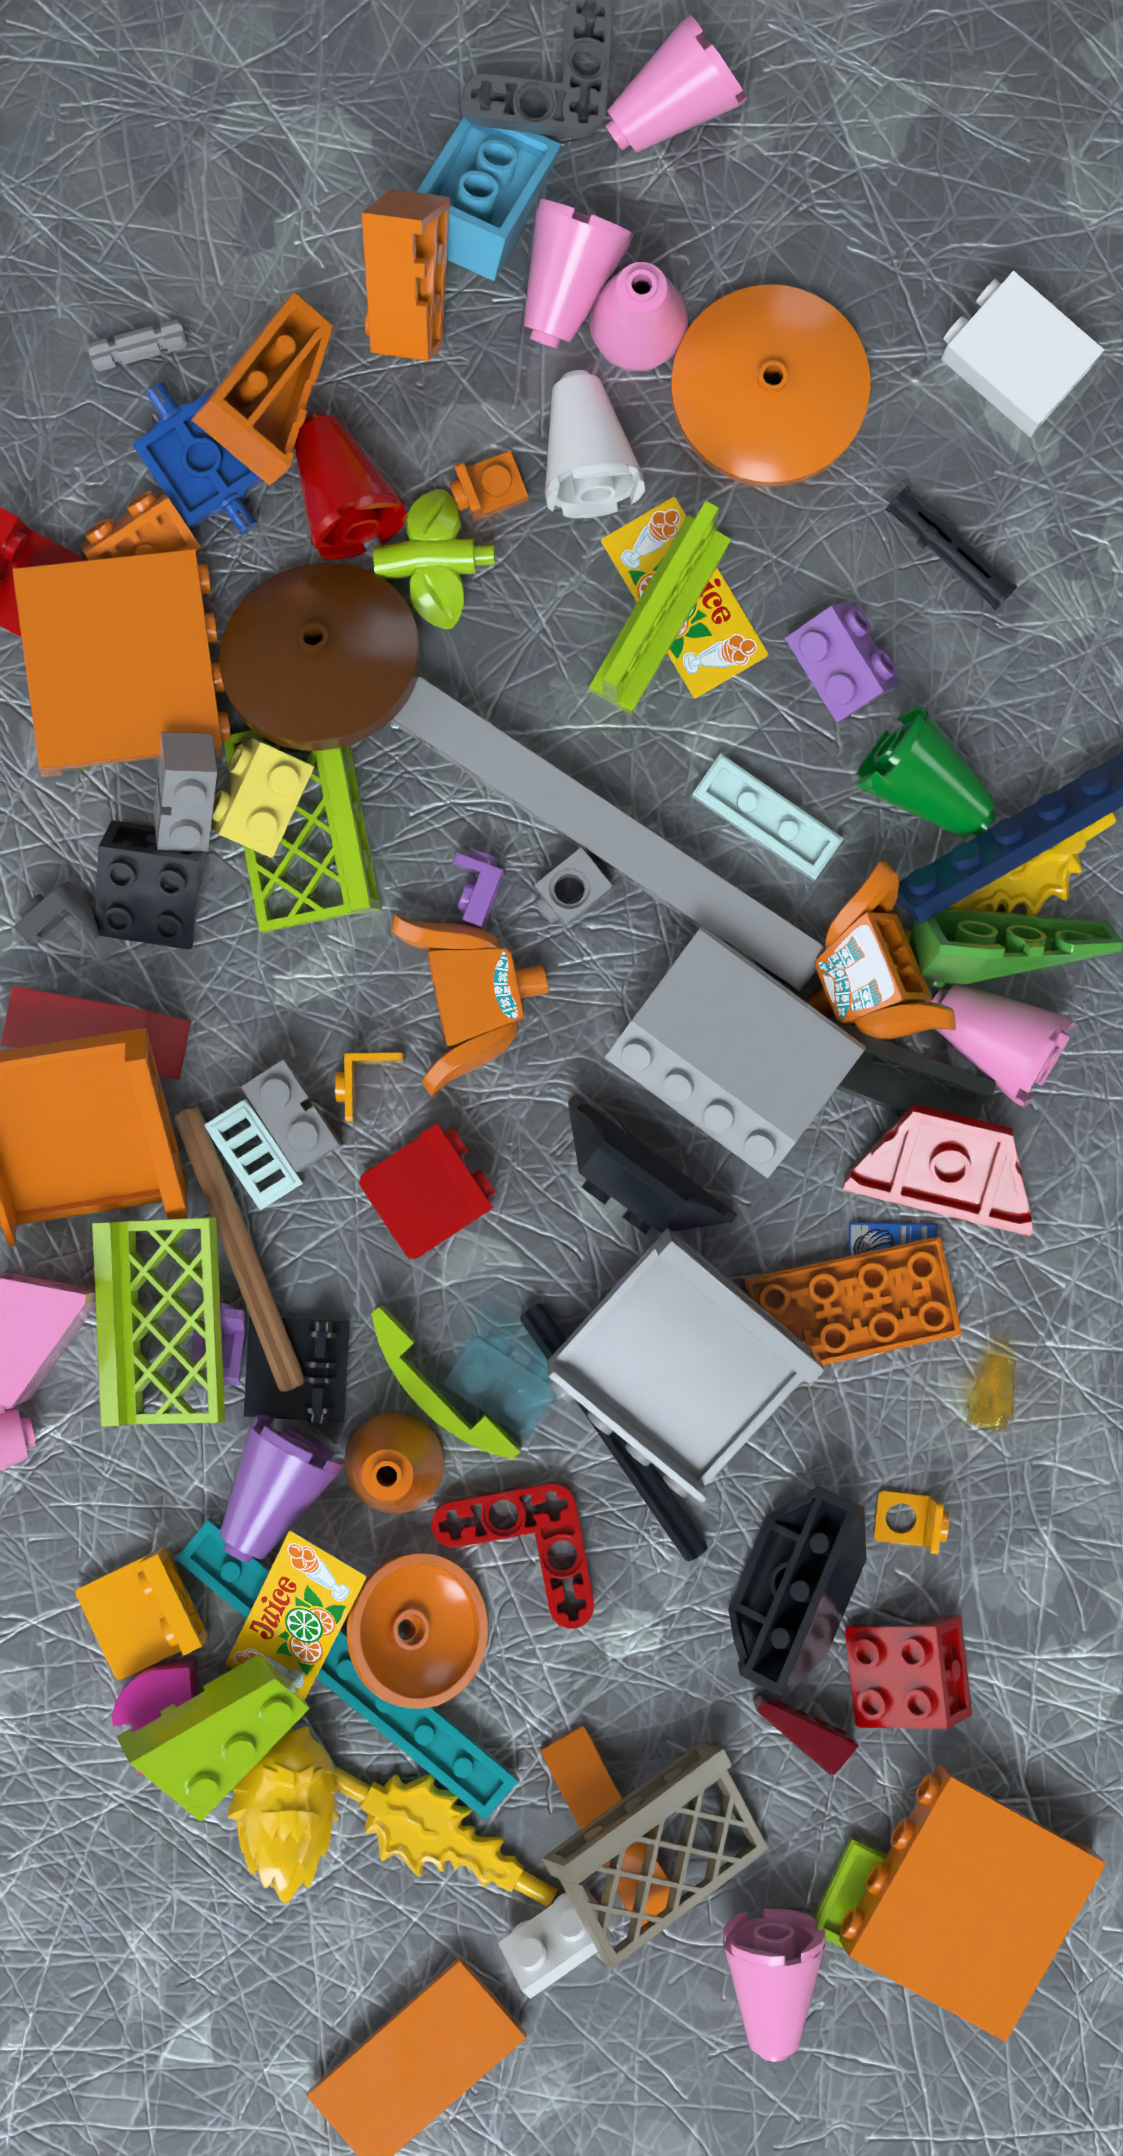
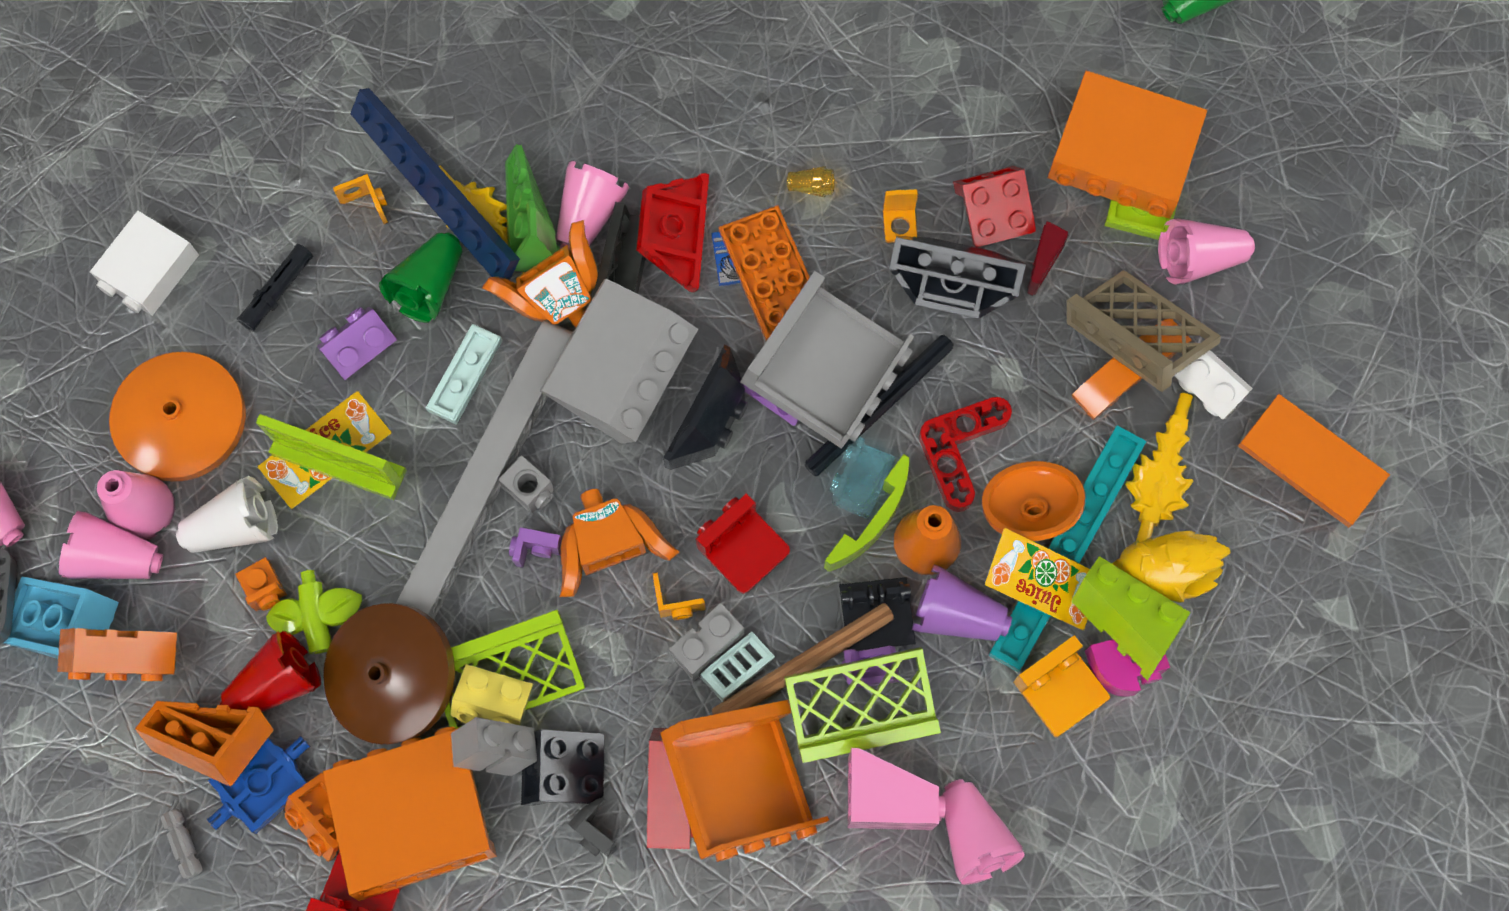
camera: 100 degrees left, 15 degrees down
(1079, 716) = (365, 188): none -> light orange bracket

